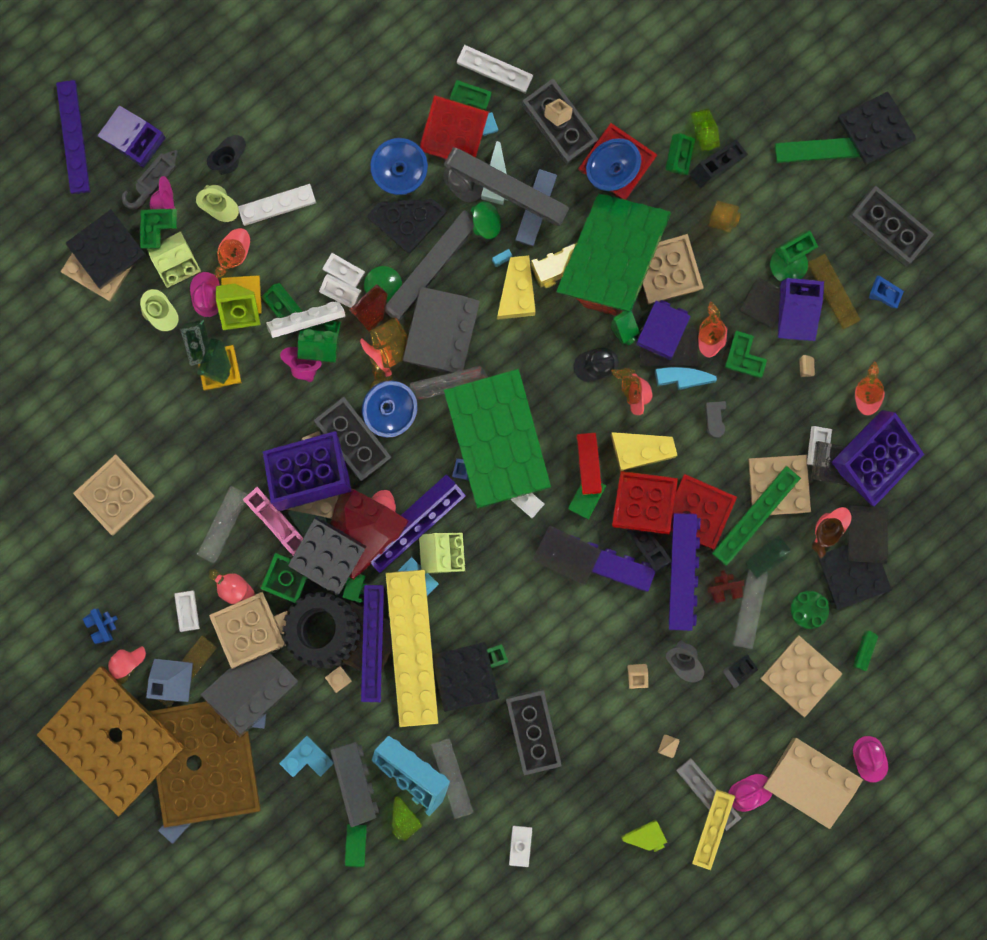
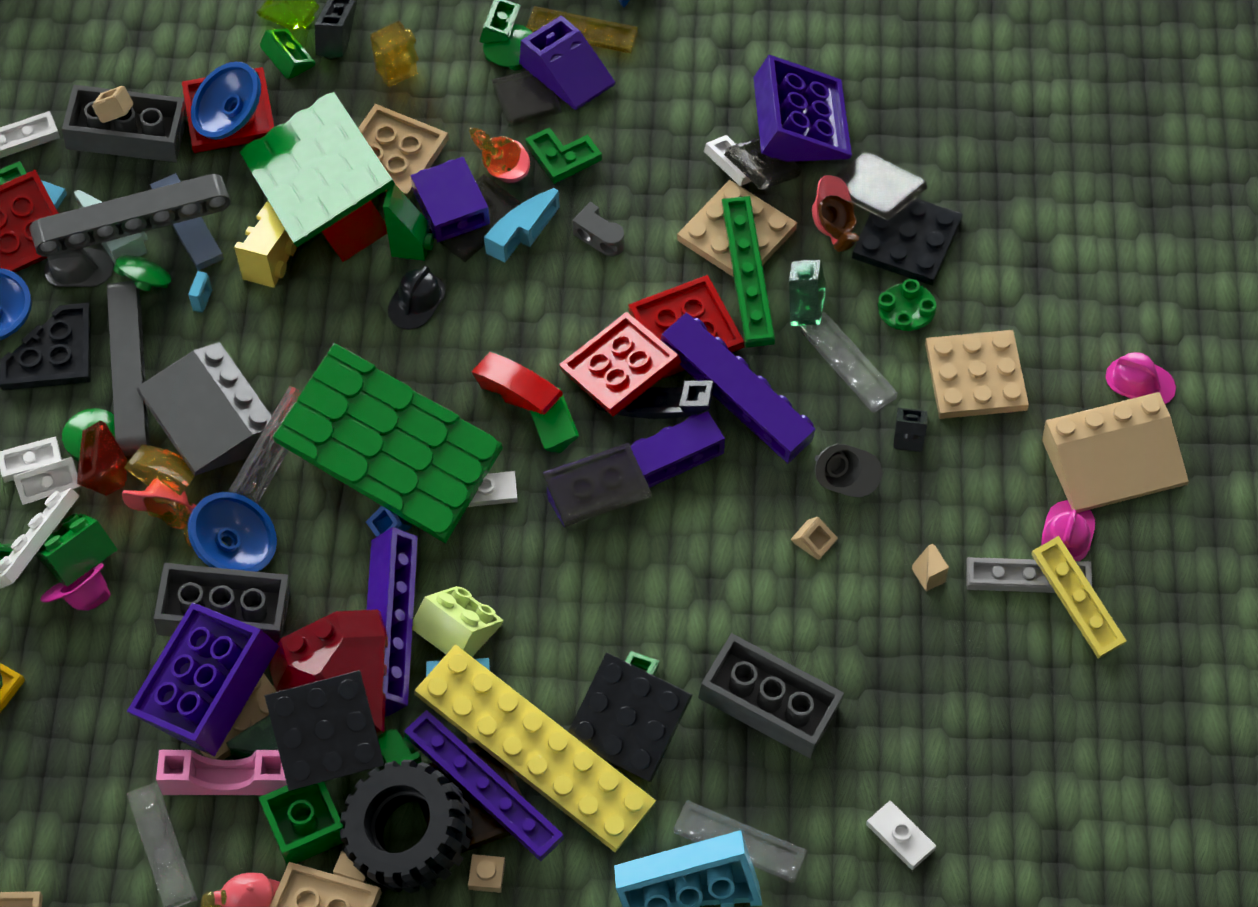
camera: 45 degrees left, 25 degrees down
(517, 293) = (252, 302): light yellow wedge -> none
(635, 389) = (484, 278): clear yellow hair -> none
(641, 450) = (556, 324): light yellow wedge -> none
(646, 837) = (1021, 678): lime slope -> none
(718, 591) = (796, 363): clear red hips -> none
(806, 366) = (632, 110): tan slope -> none
(865, 650) = (1005, 290): green slope -> none
(869, 392) = (721, 68): hair -> none

